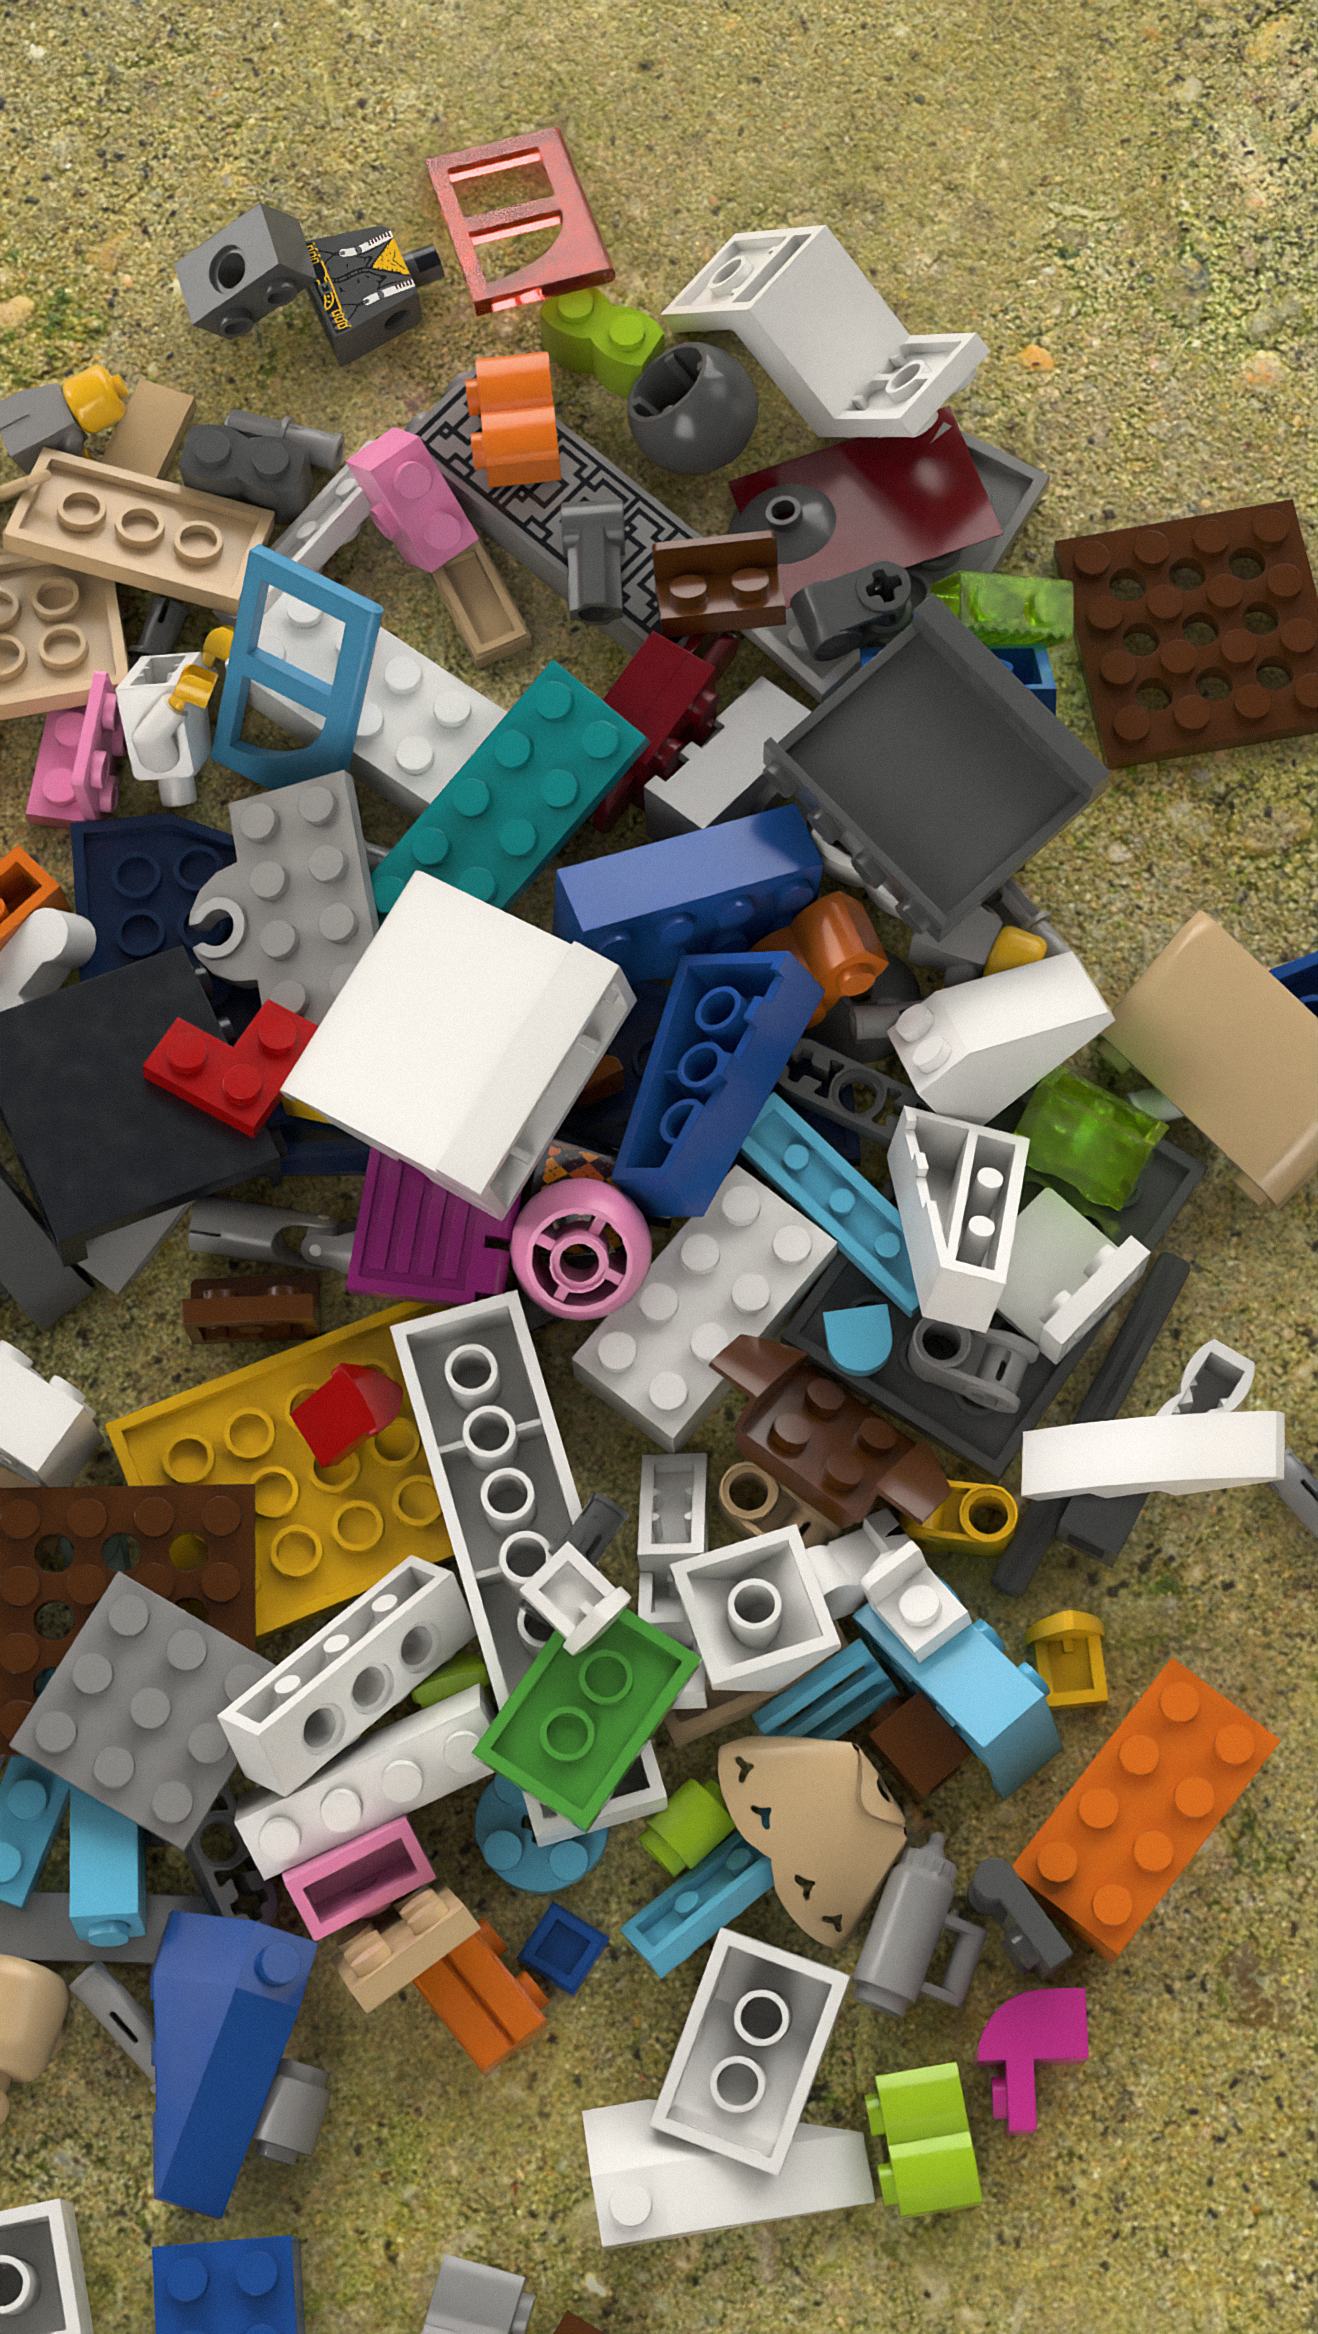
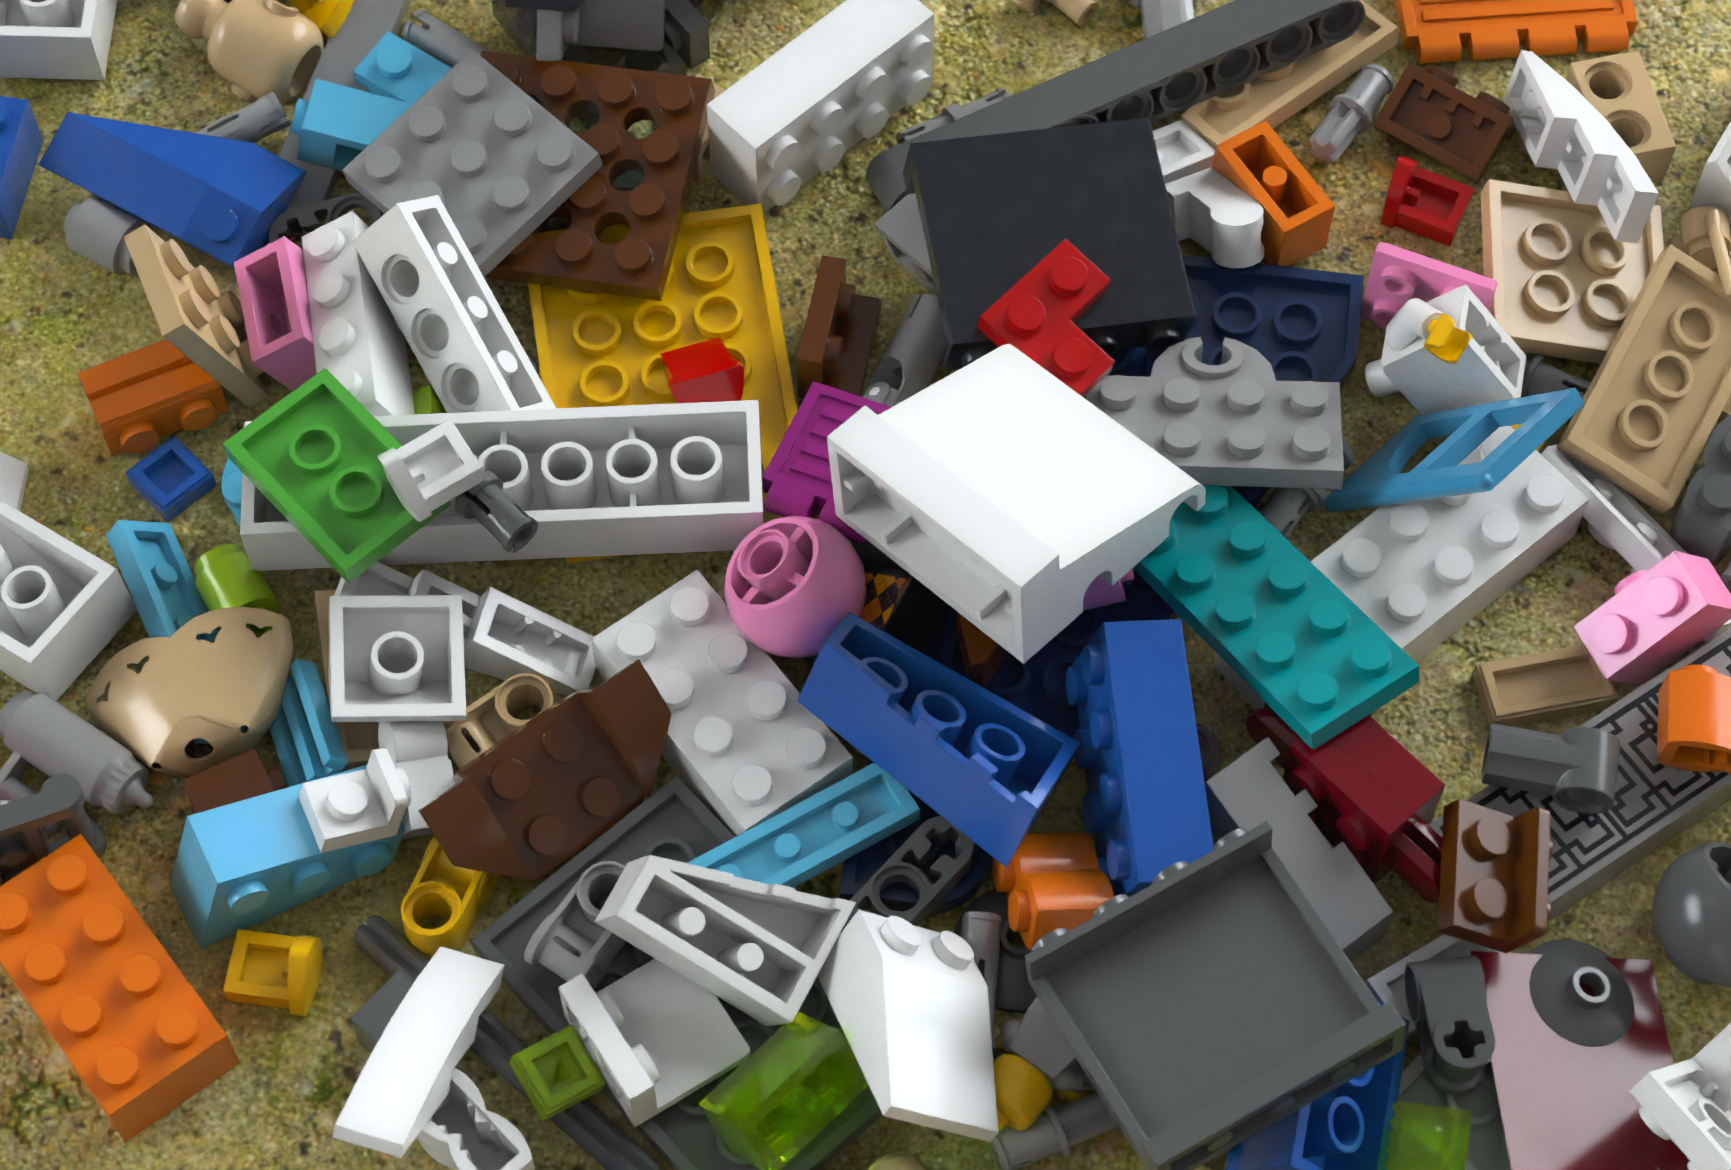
camera: 100 degrees right, 10 degrees down
(859, 1338) = (645, 831): medium azure tile -> none
(1114, 1354) = (557, 1072): none -> lime tile

